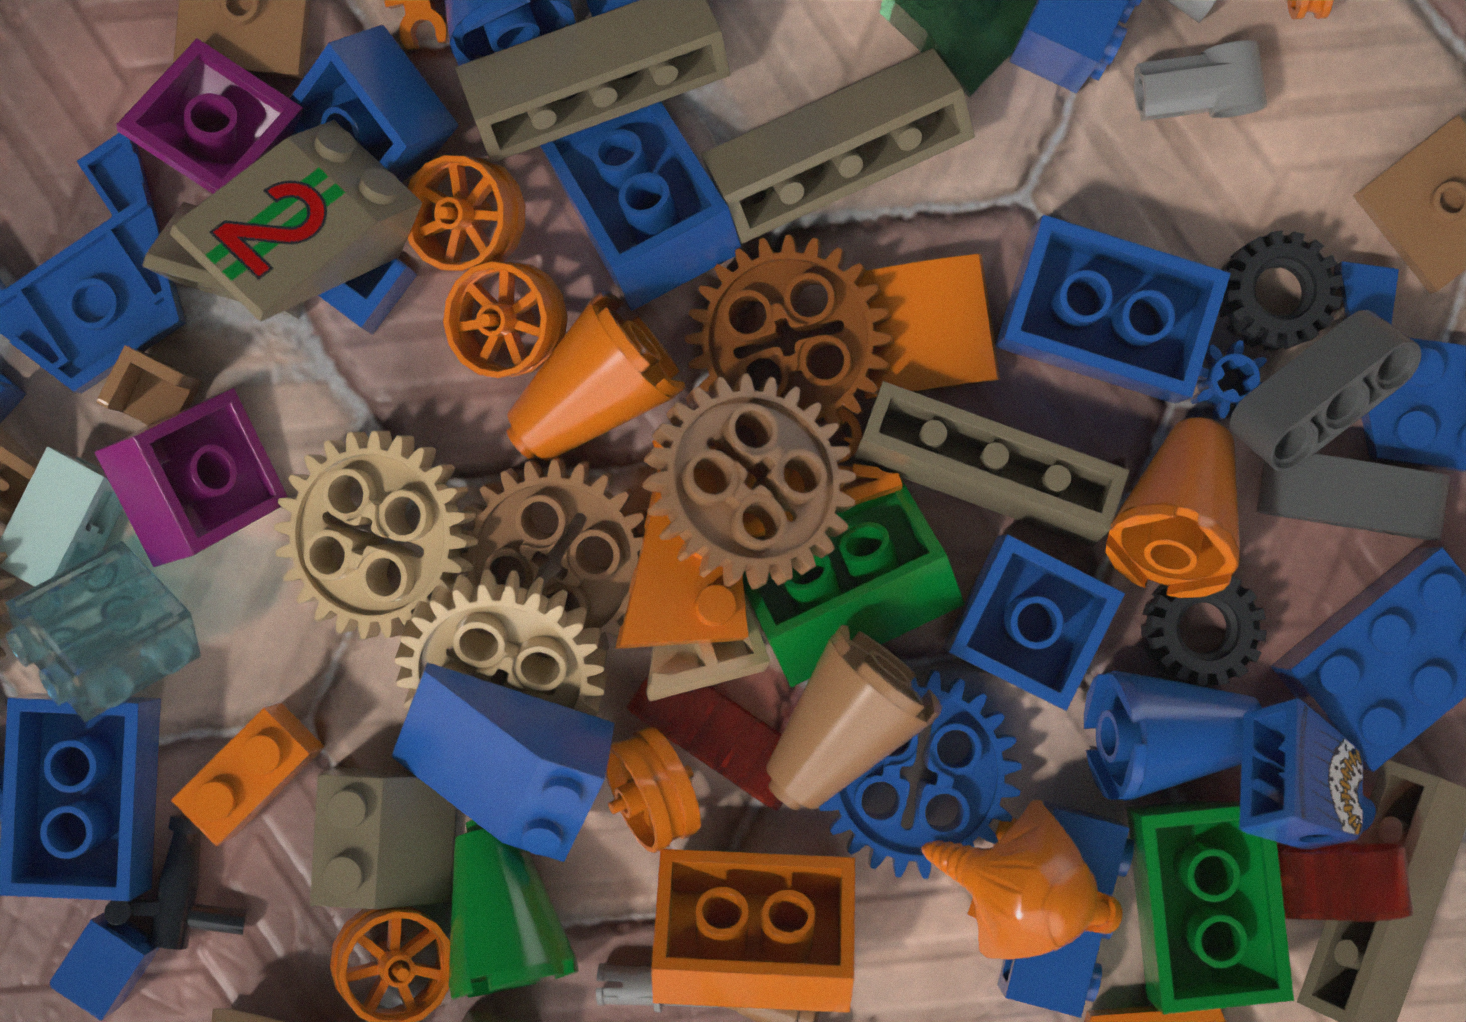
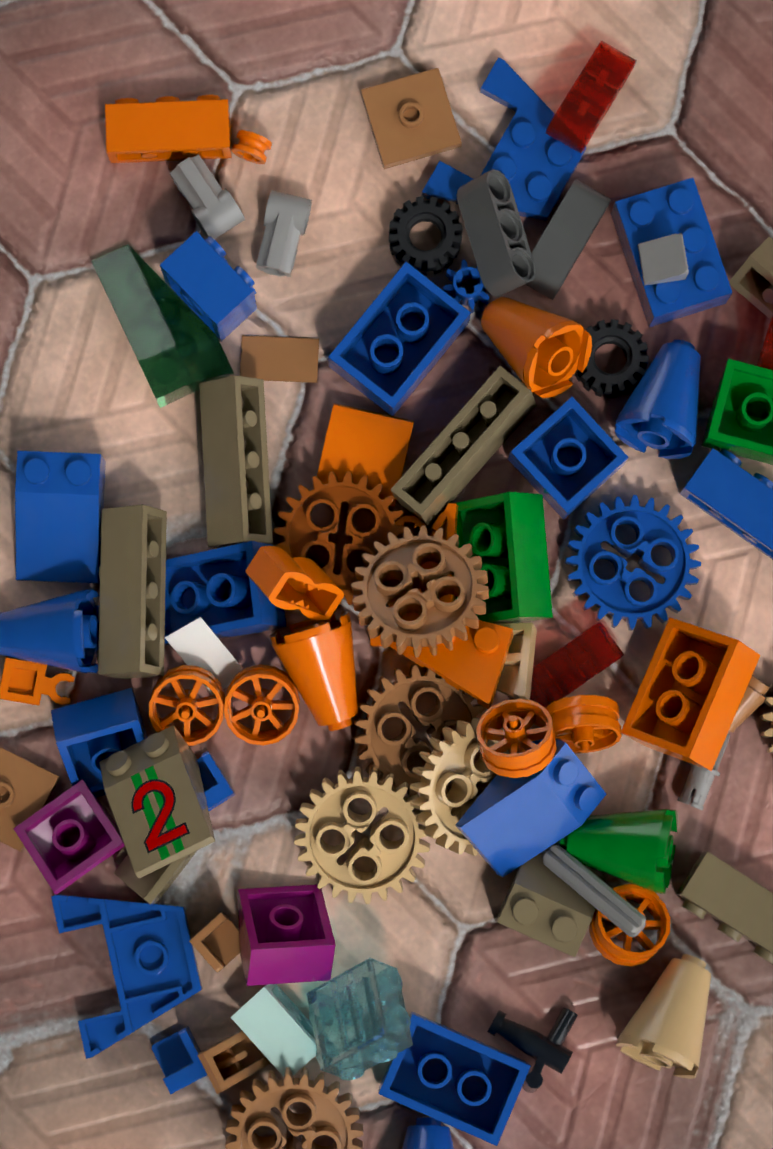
camera: 80 degrees left, 5 degrees down
(104, 966) = (564, 1105): blue panel -> none
(247, 773) = (480, 970): orange brick -> none
(415, 898) = (594, 890): none -> light grey axle
(550, 207) = (202, 648): none -> white sticker
(582, 704) = (516, 718): none -> orange wheel
(688, 292) = (294, 583): none -> orange brick
(846, 720) = (585, 589): medium nougat cone -> none
(1016, 154) = (280, 358): none -> medium nougat sticker
(1028, 887) = (725, 521): orange piece -> none
(1300, 779) = (720, 336): blue torso -> none
(1384, 652) = (663, 259): none -> light grey slope

